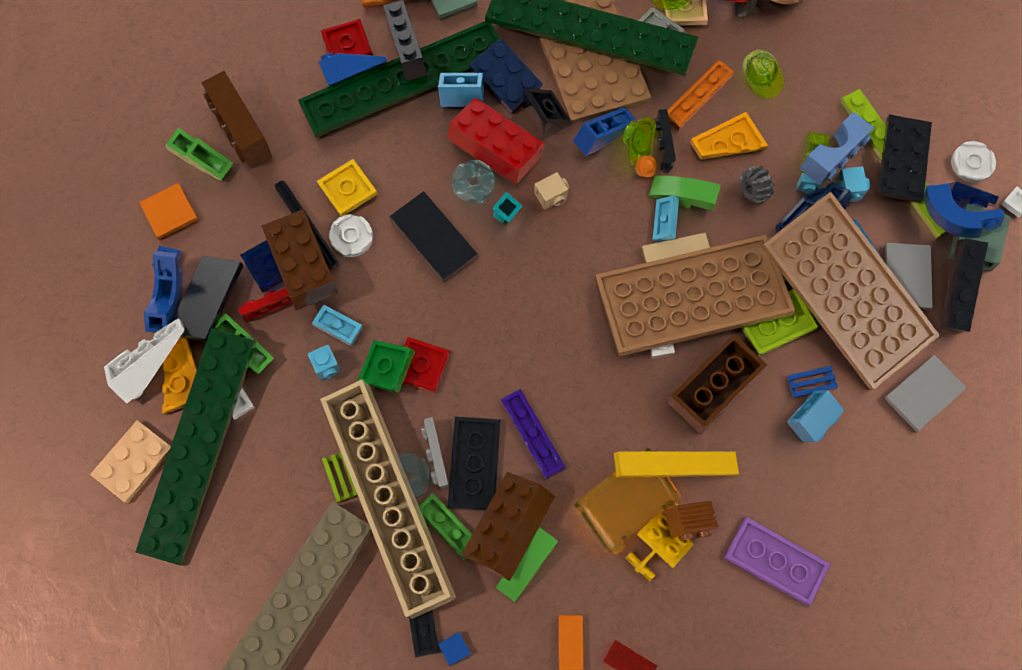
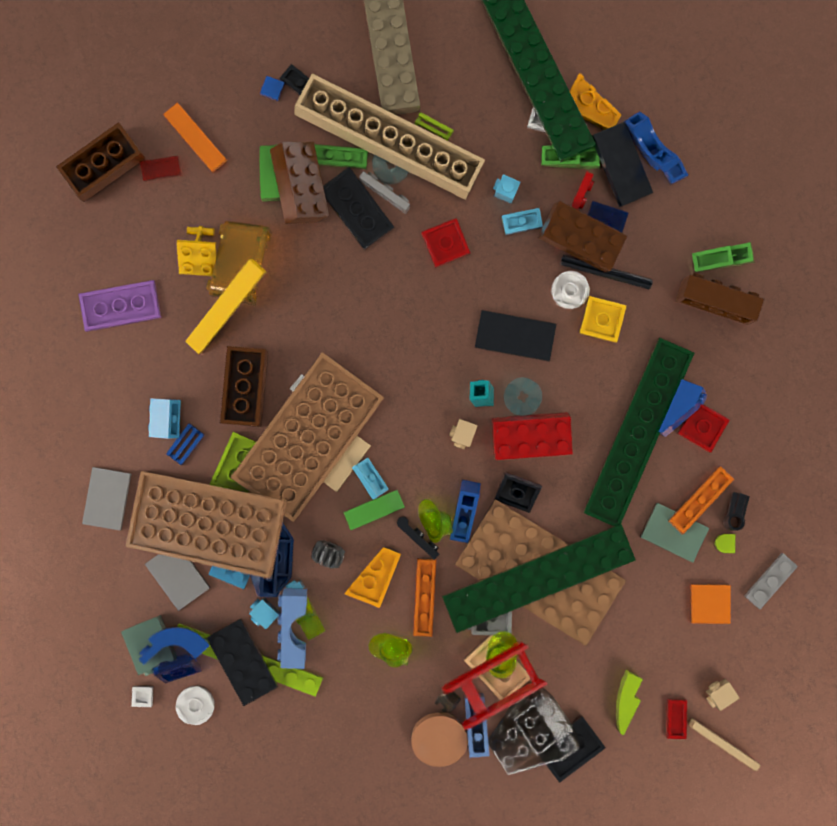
camera: 135 degrees right, 15 degrees up
(131, 462) = (570, 29): light nougat plate -> none
(133, 370) = (622, 84): white wedge -> none
(168, 211) = (706, 203): orange tile -> none
(386, 366) = (465, 219): green plate -> none
(404, 40) = (660, 456): black brick -> none
(460, 88) = (589, 454): dark azure brick -> none
(505, 74) = (569, 494): dark blue plate -> none
(533, 434) = (336, 258): dark purple tile -> none
(646, 166) = (415, 507): orange tile -> none
(691, 520) = (190, 282): dark orange brick -> none
(963, 285) = (133, 592): black brick -> none

